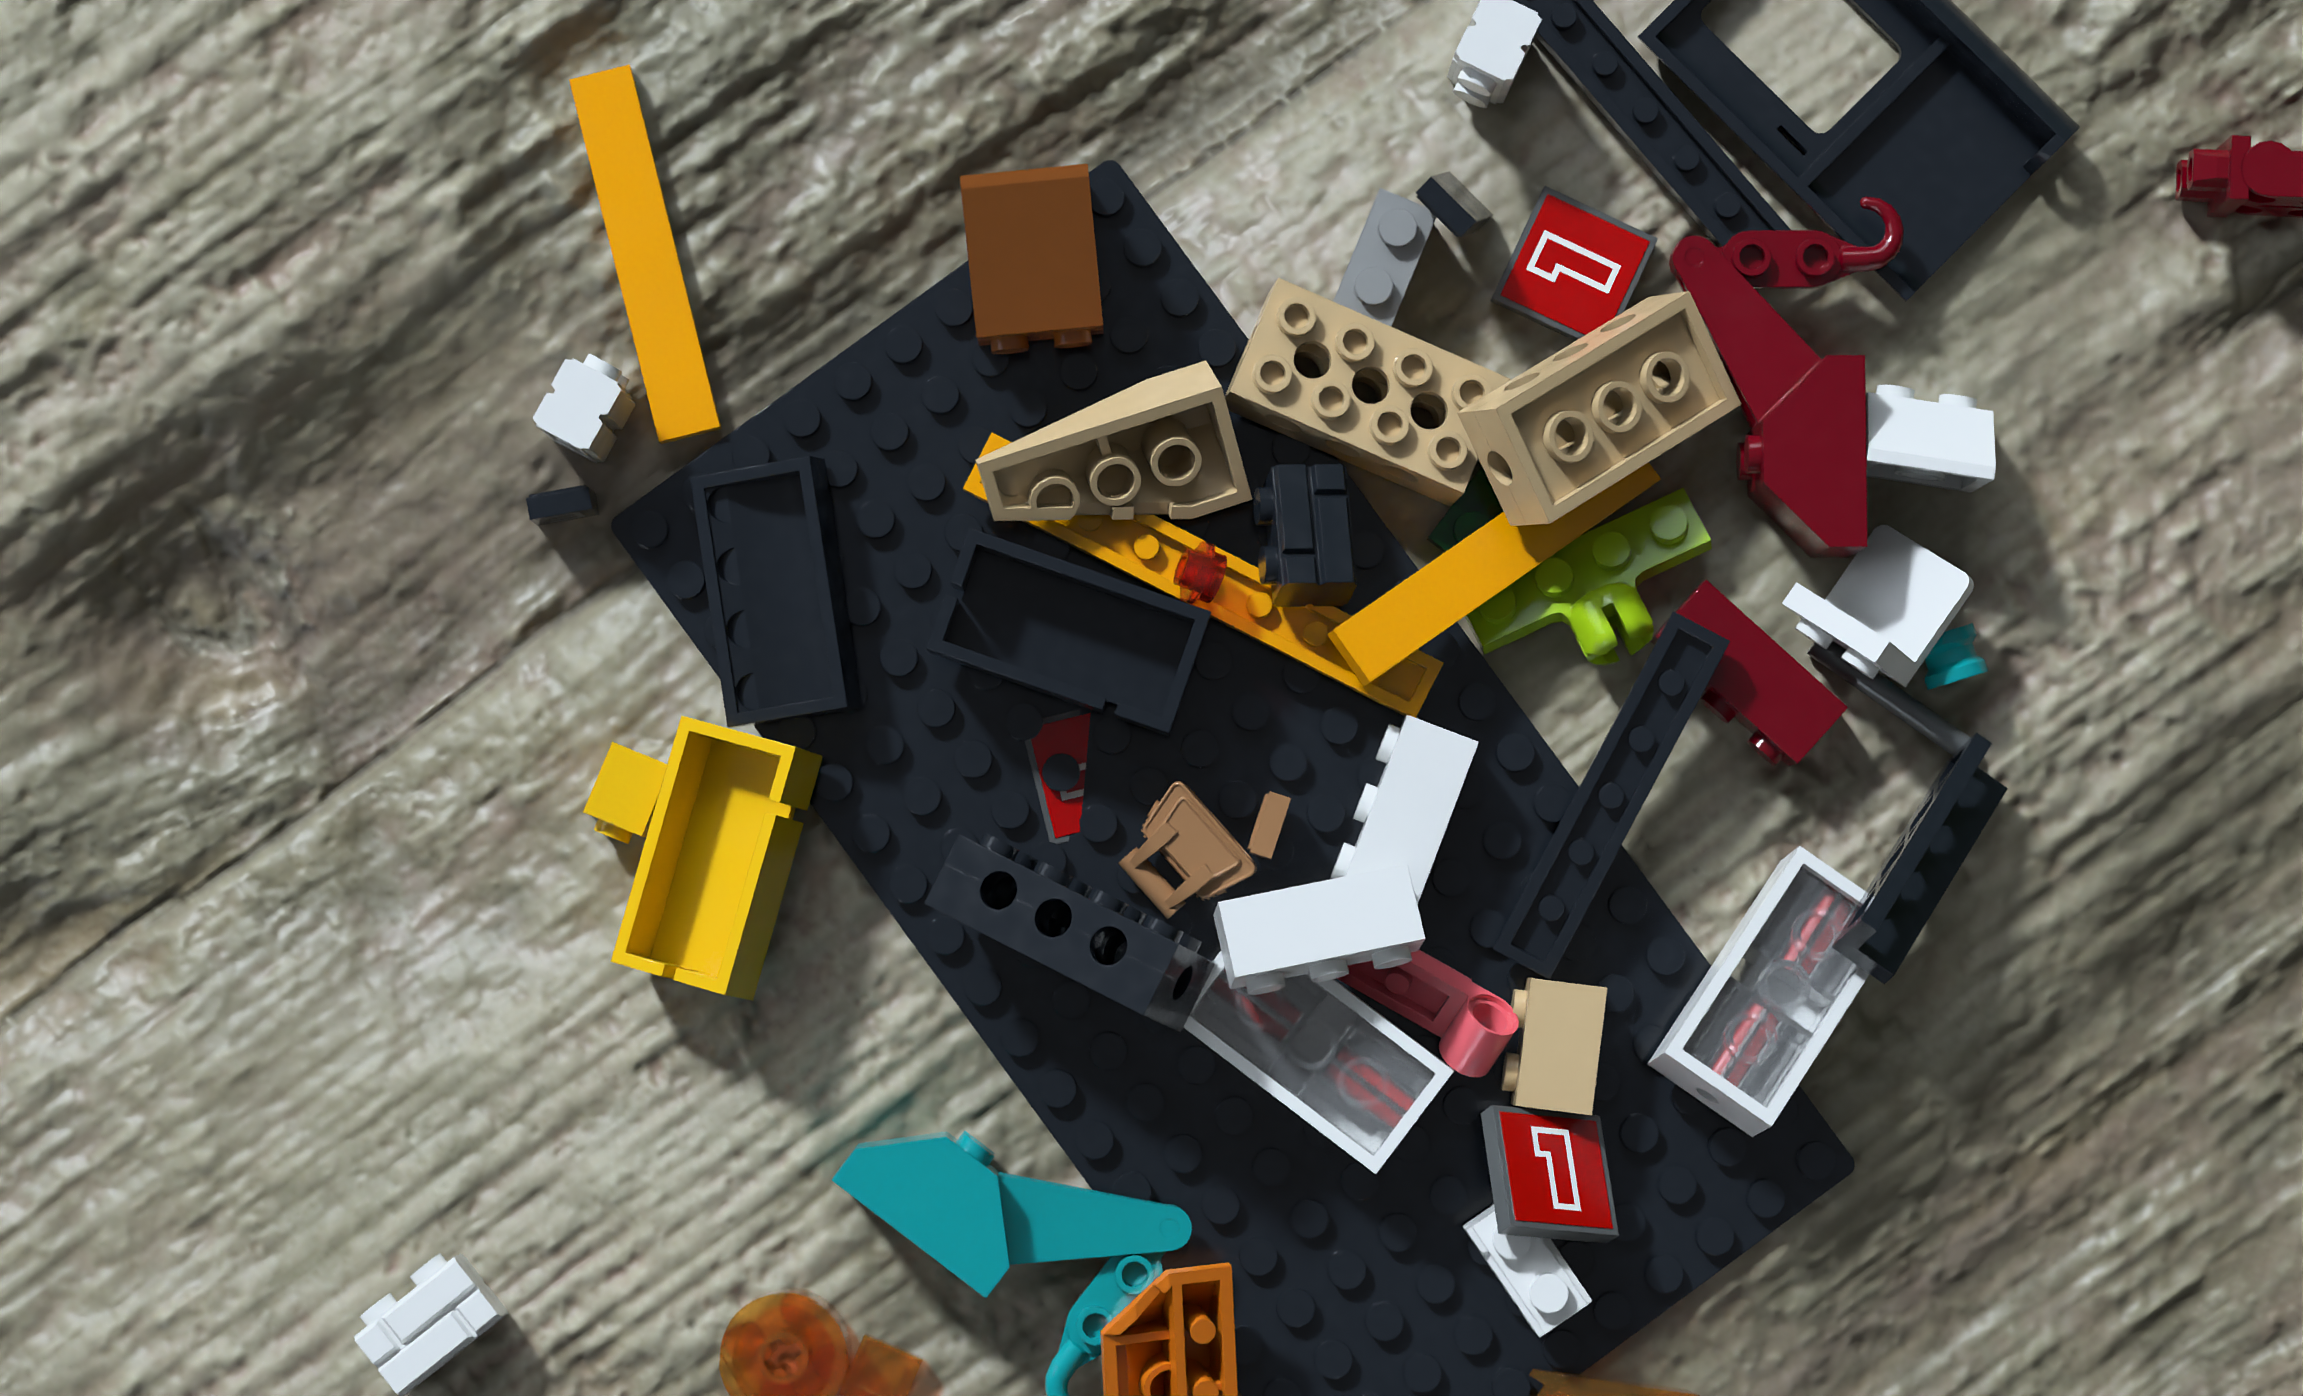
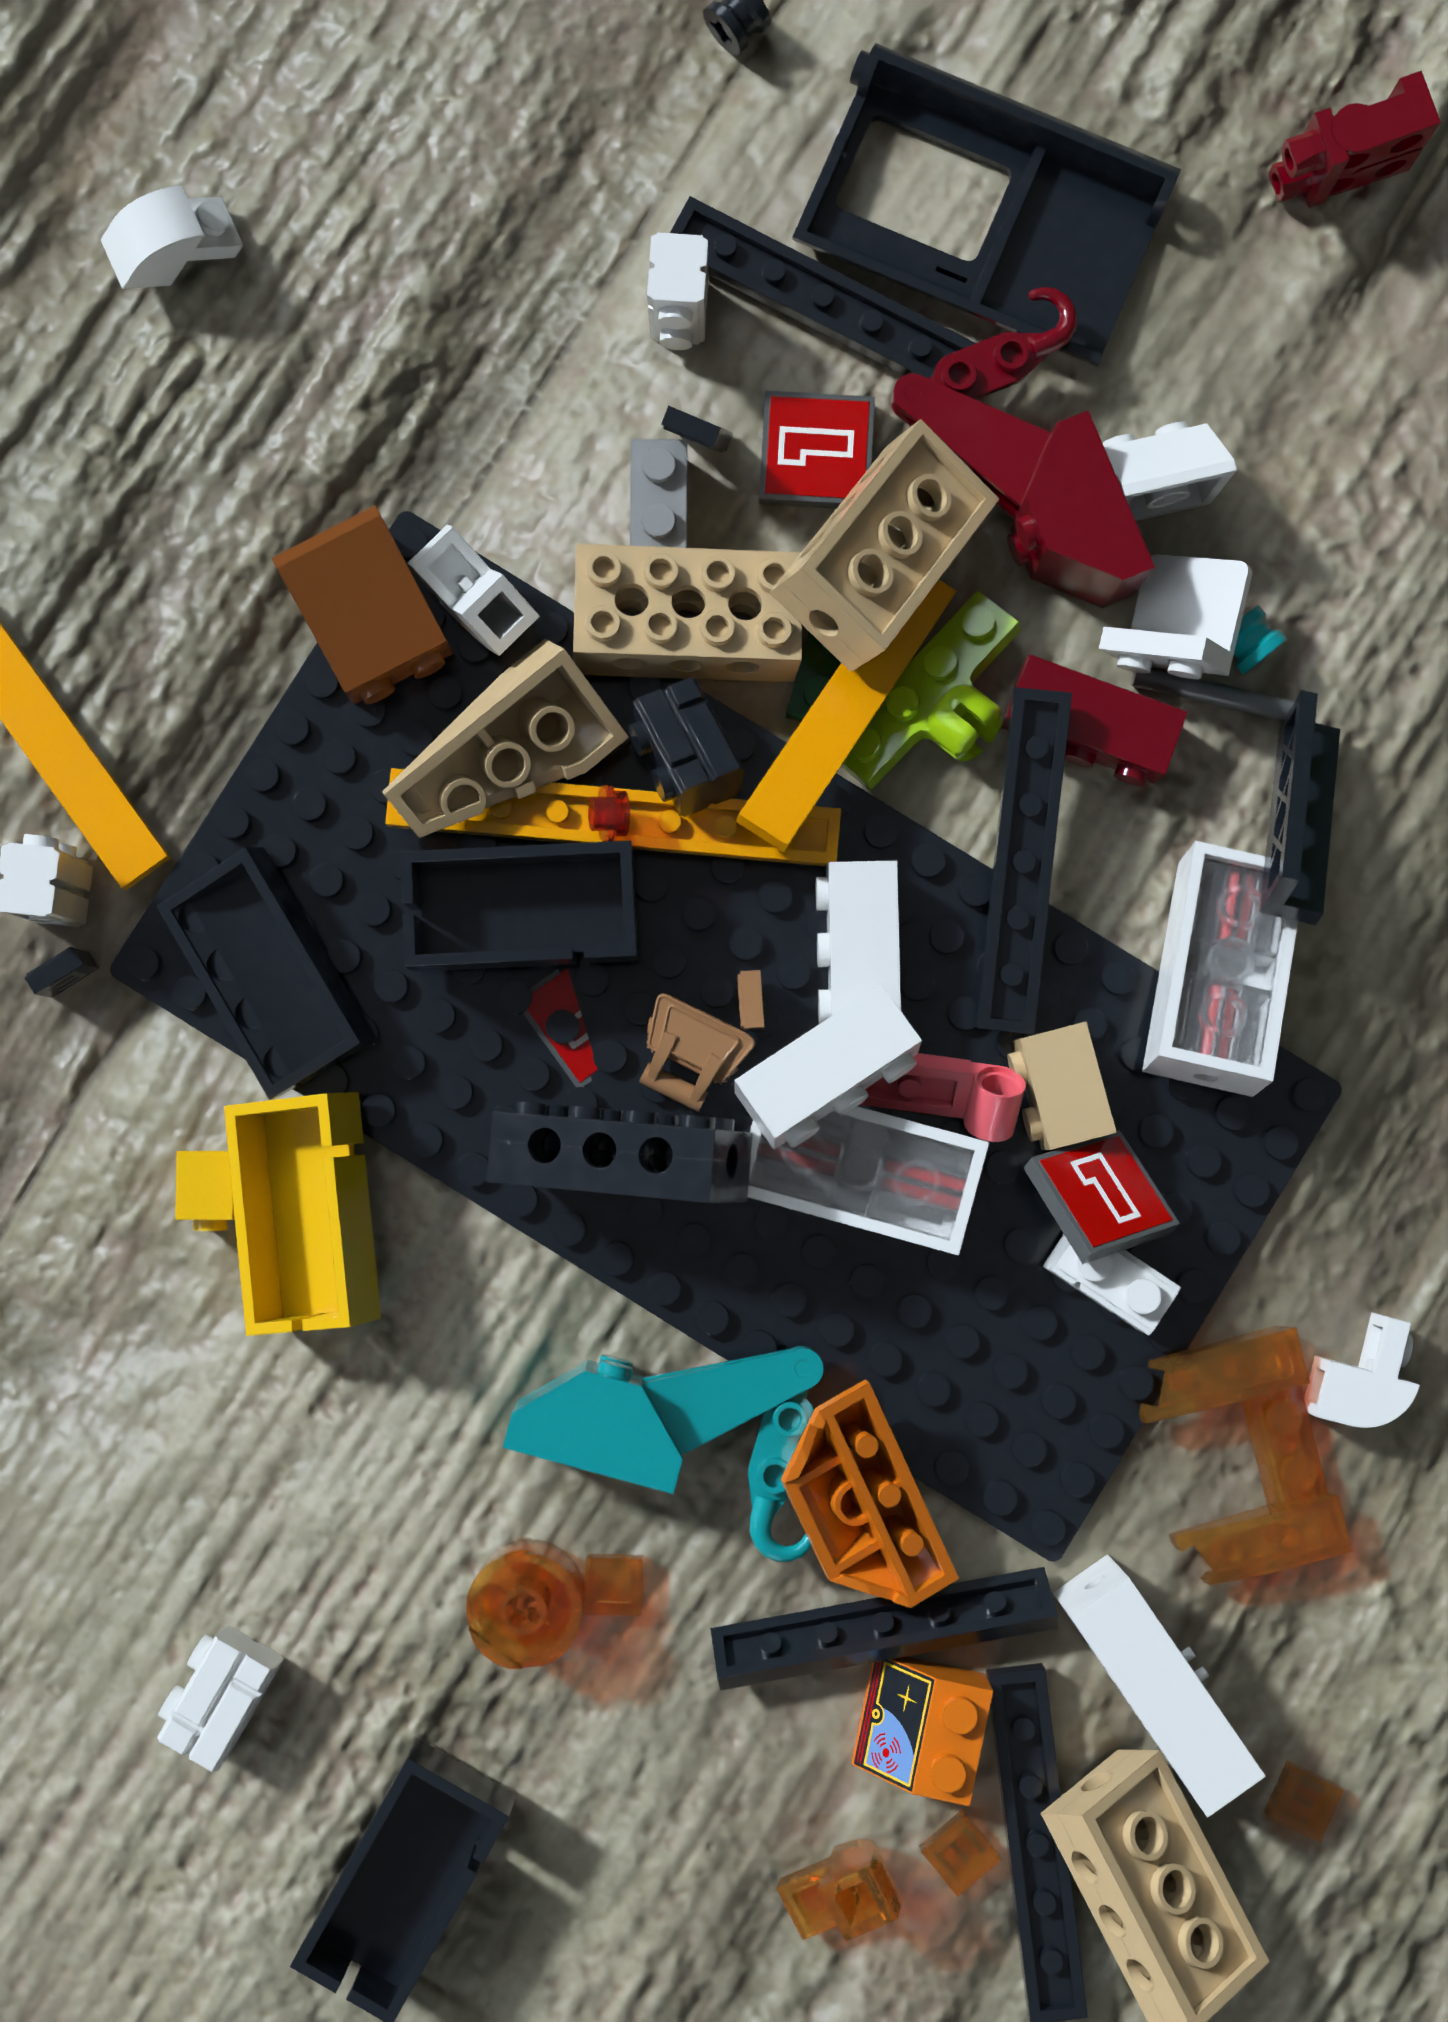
camera: 25 degrees left, 0 degrees up
(1151, 283) = (472, 591): none -> white brick

